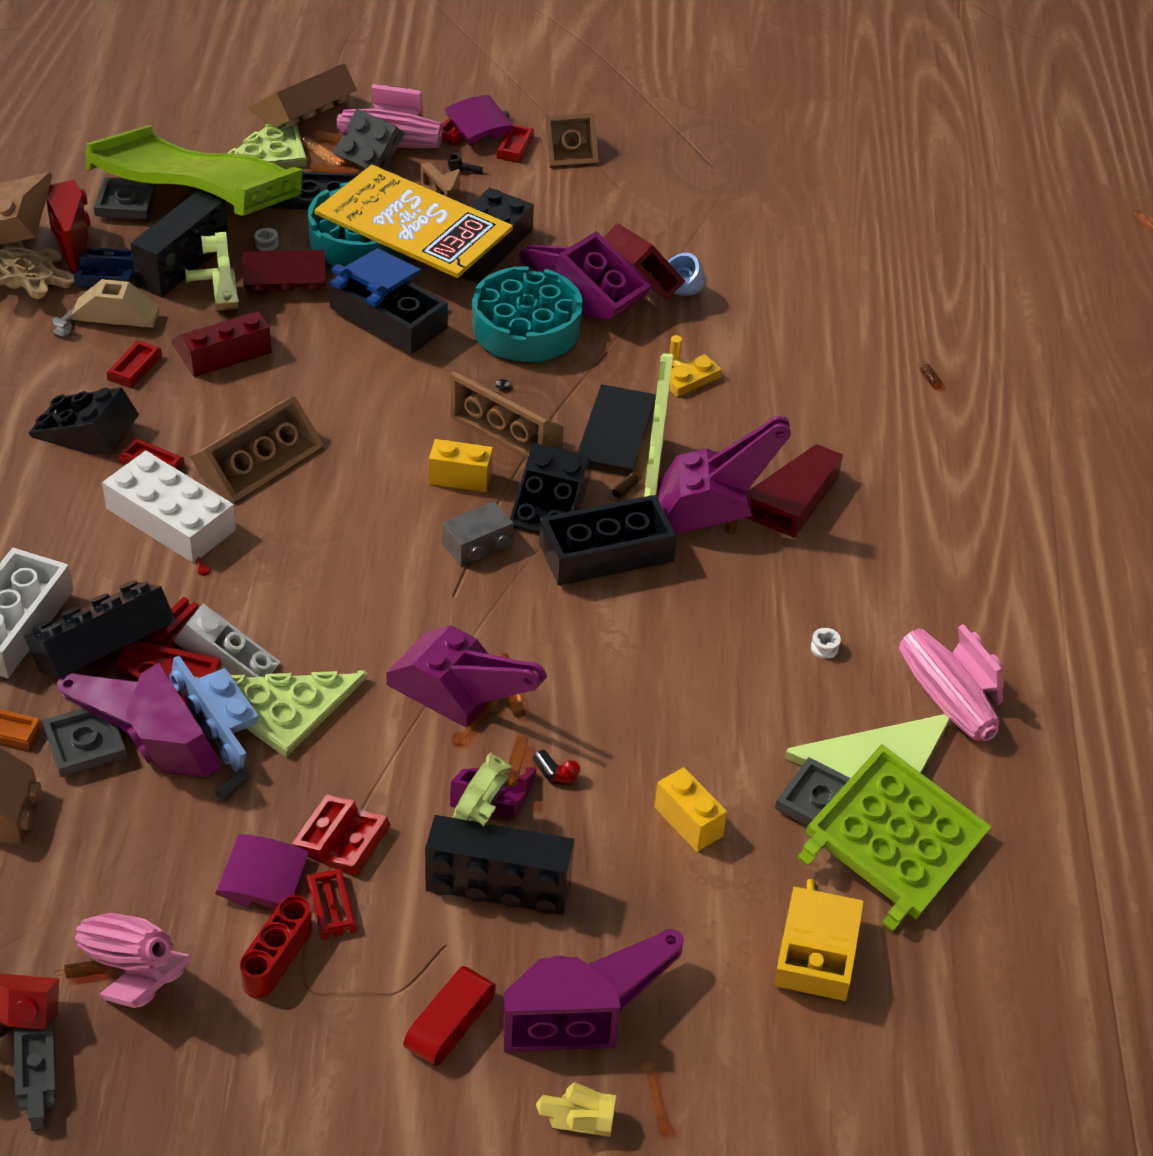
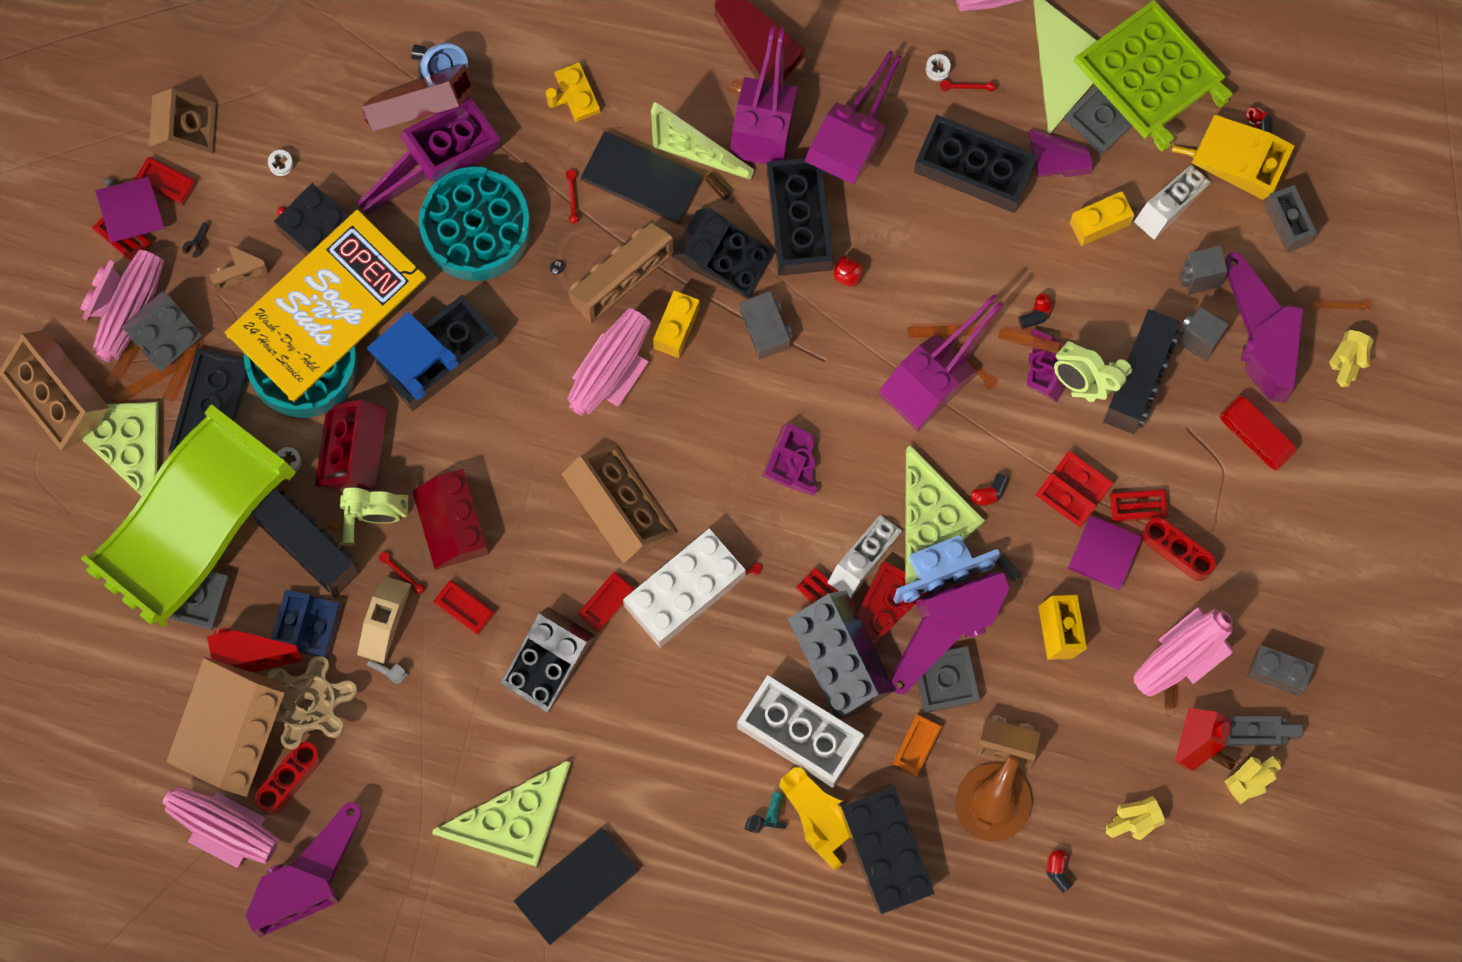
camera: 75 degrees left, 30 degrees up
(119, 1082) = (1280, 670): none -> flat silver brick
(155, 831) = (1062, 627): none -> yellow brick
(178, 310) = (385, 559): none -> red hinge
(320, 754) = (990, 494): none -> red arm
(330, 577) = (792, 460): none -> magenta slope
(402, 413) = (611, 365): none -> bright pink plate
(553, 202) = (283, 154): none -> white bush
(557, 592) = (848, 271): none -> red piece
(558, 388) = (571, 176): none -> red hinge
(565, 921) = (1201, 333): none -> flat silver brick
(650, 907) = (1203, 270): none -> flat silver brick
(707, 558) = (848, 138): none -> magenta slope
(717, 679) = (975, 163): none -> black brick
(736, 880) = (1171, 201): none -> white slope
(752, 1005) = (1290, 218): none -> flat silver brick
(757, 763) = (1059, 155): none -> magenta slope
(808, 656) = (945, 85): none -> red hinge
(879, 968) = (1260, 119): none -> arm

